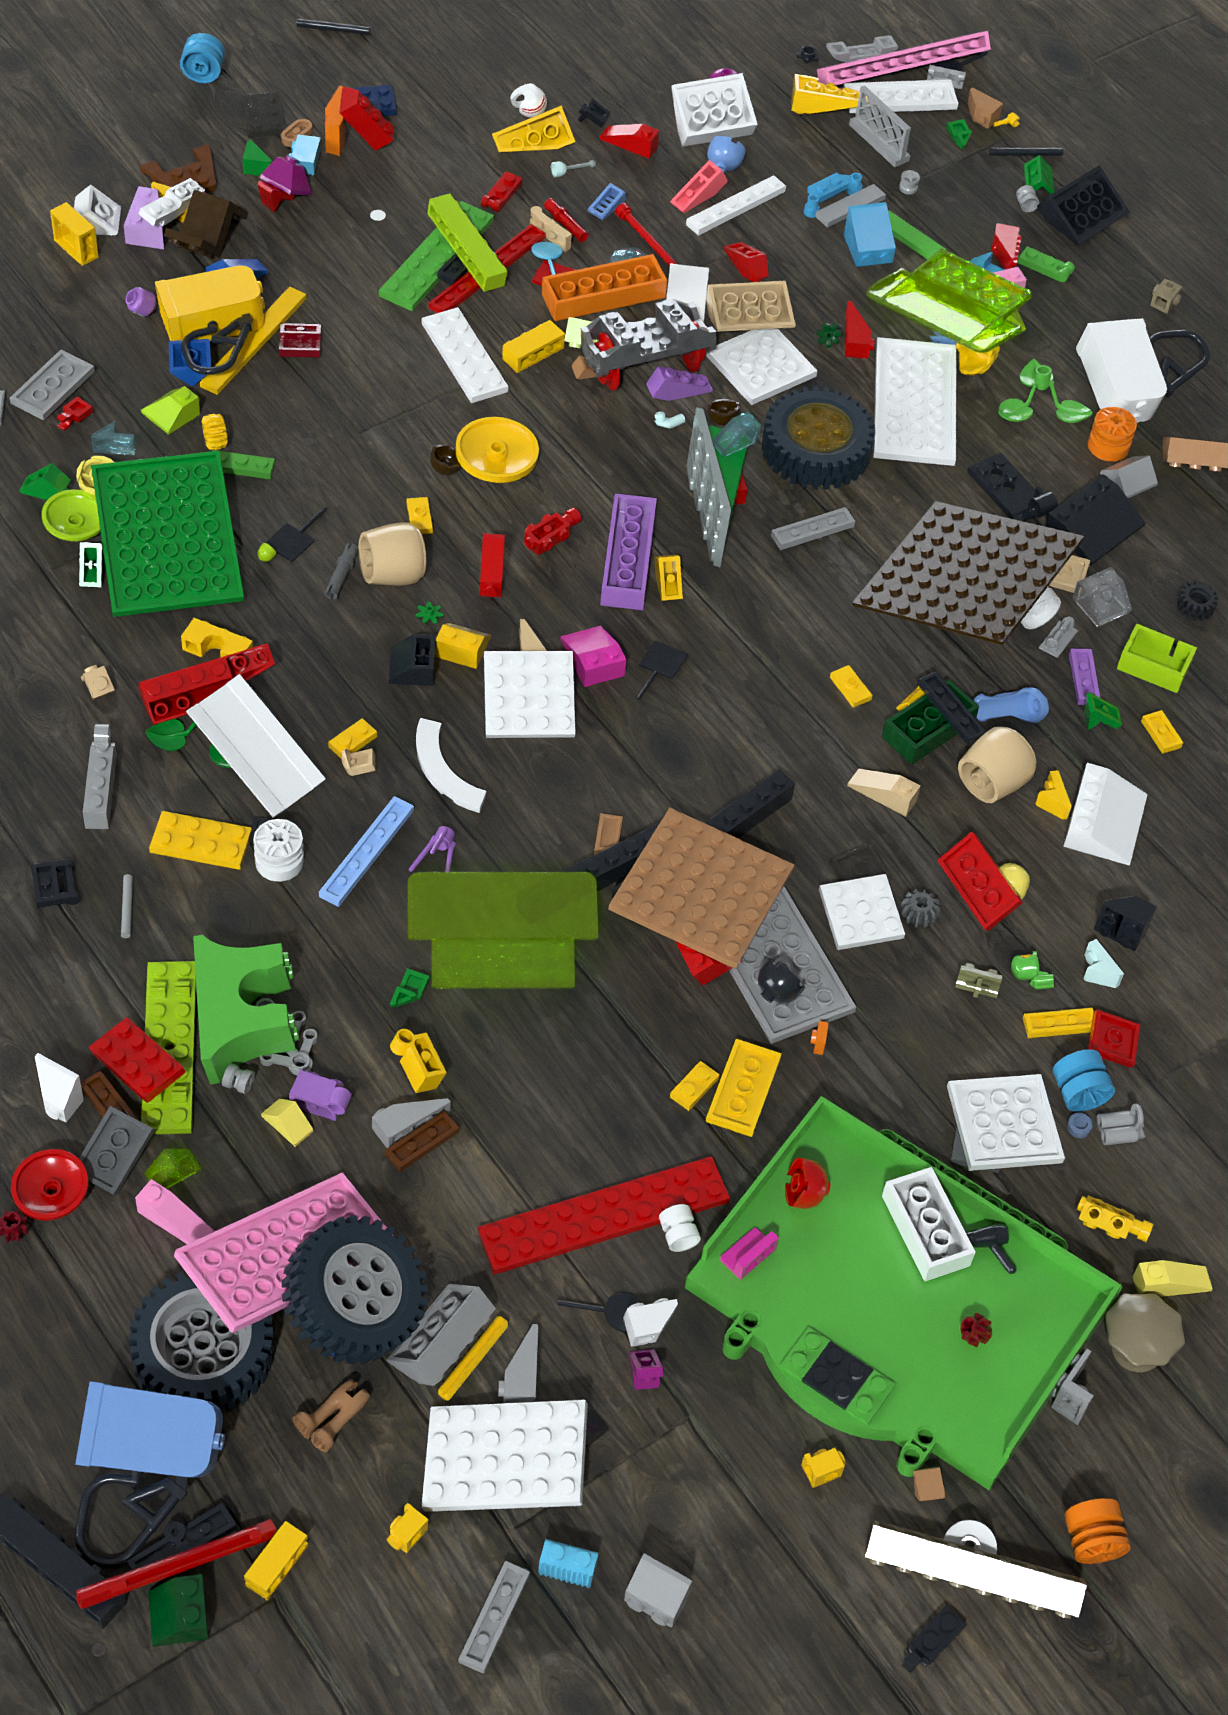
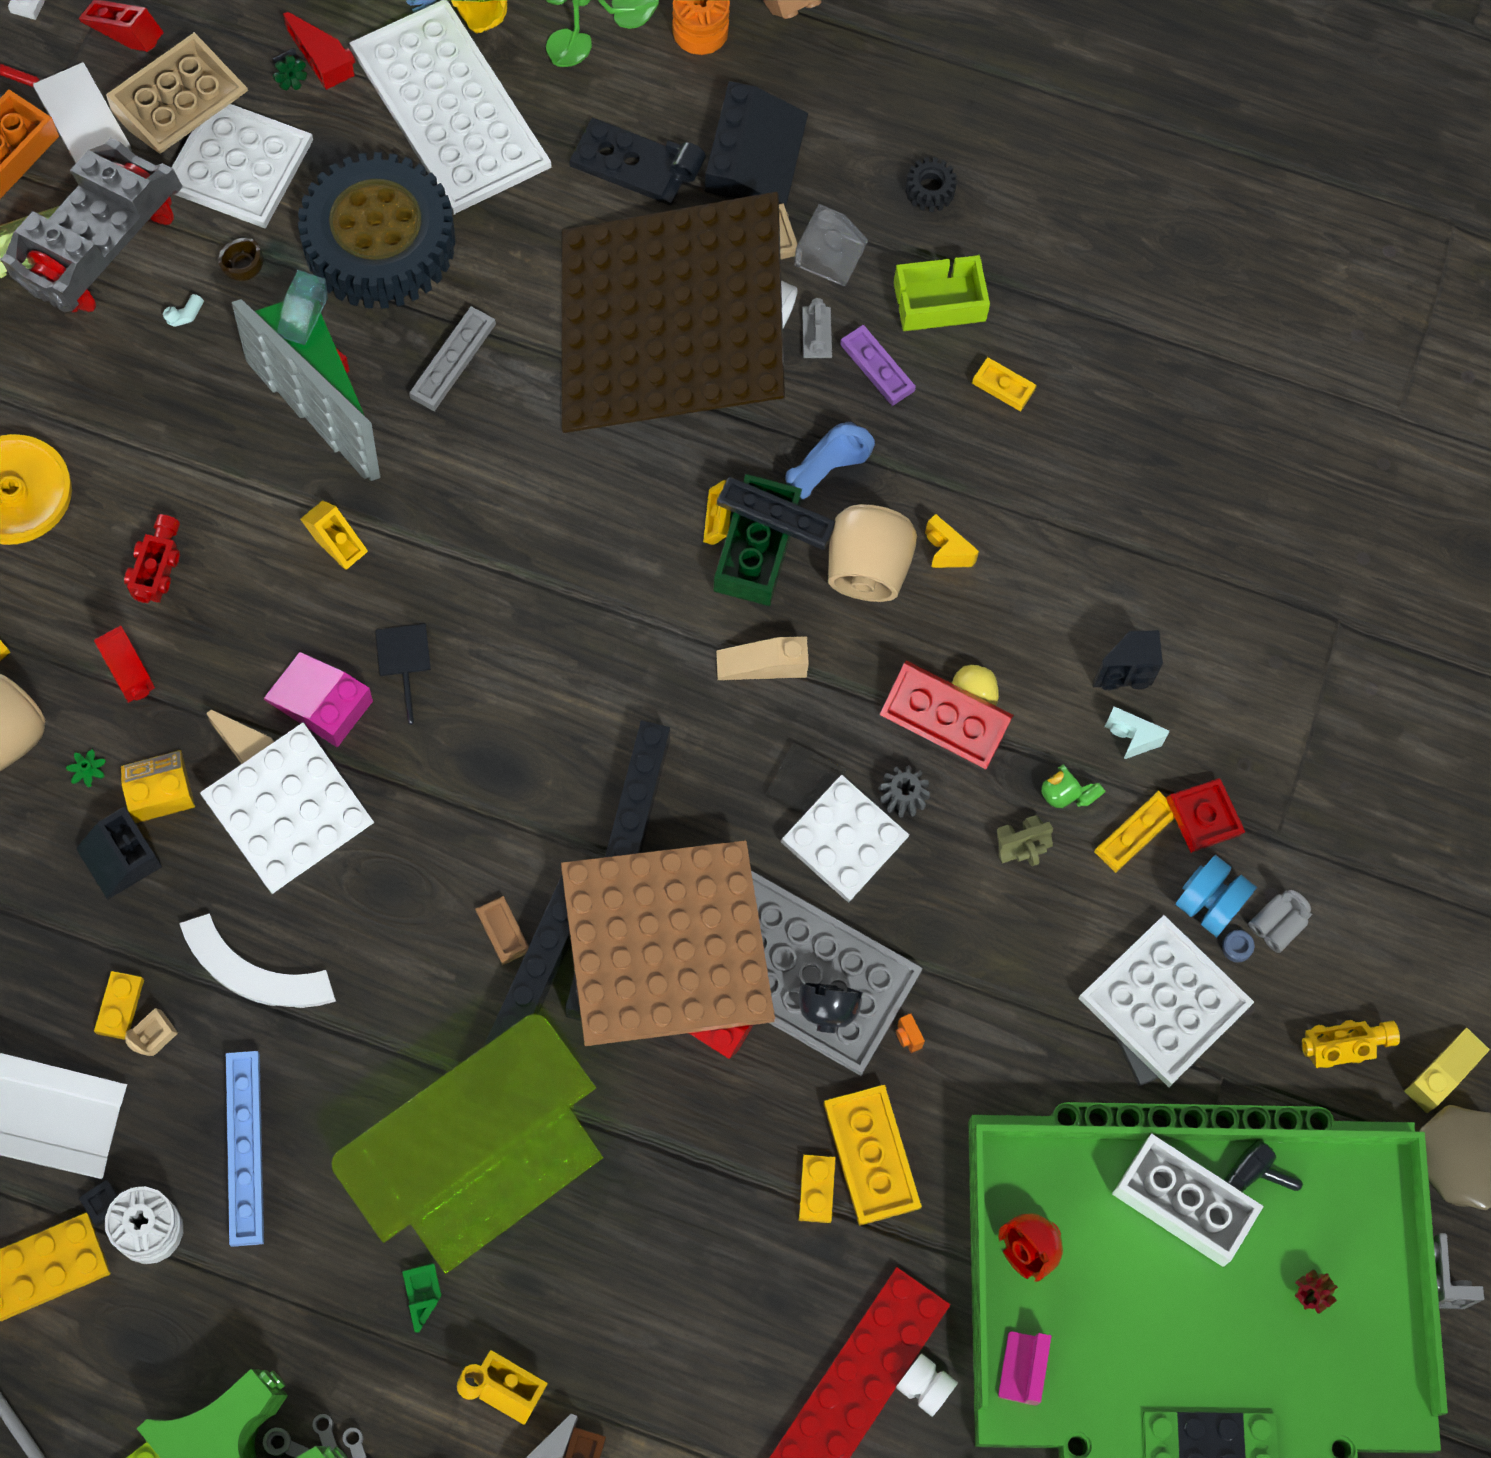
camera: 35 degrees left, 15 degrees up
(441, 840) = (322, 1072): medium lavender plant -> none
(582, 369) = (28, 304): medium nougat slope -> none
(628, 552) = (266, 532): medium lavender brick -> none
(676, 384) = (160, 255): medium lavender slope -> none
(851, 686) = (635, 545): yellow plate -> none
(1099, 710) = (926, 403): green slope -> none
(1105, 815) = (1015, 535): white slope -> none
(1132, 475) = (752, 57): light grey slope -> none

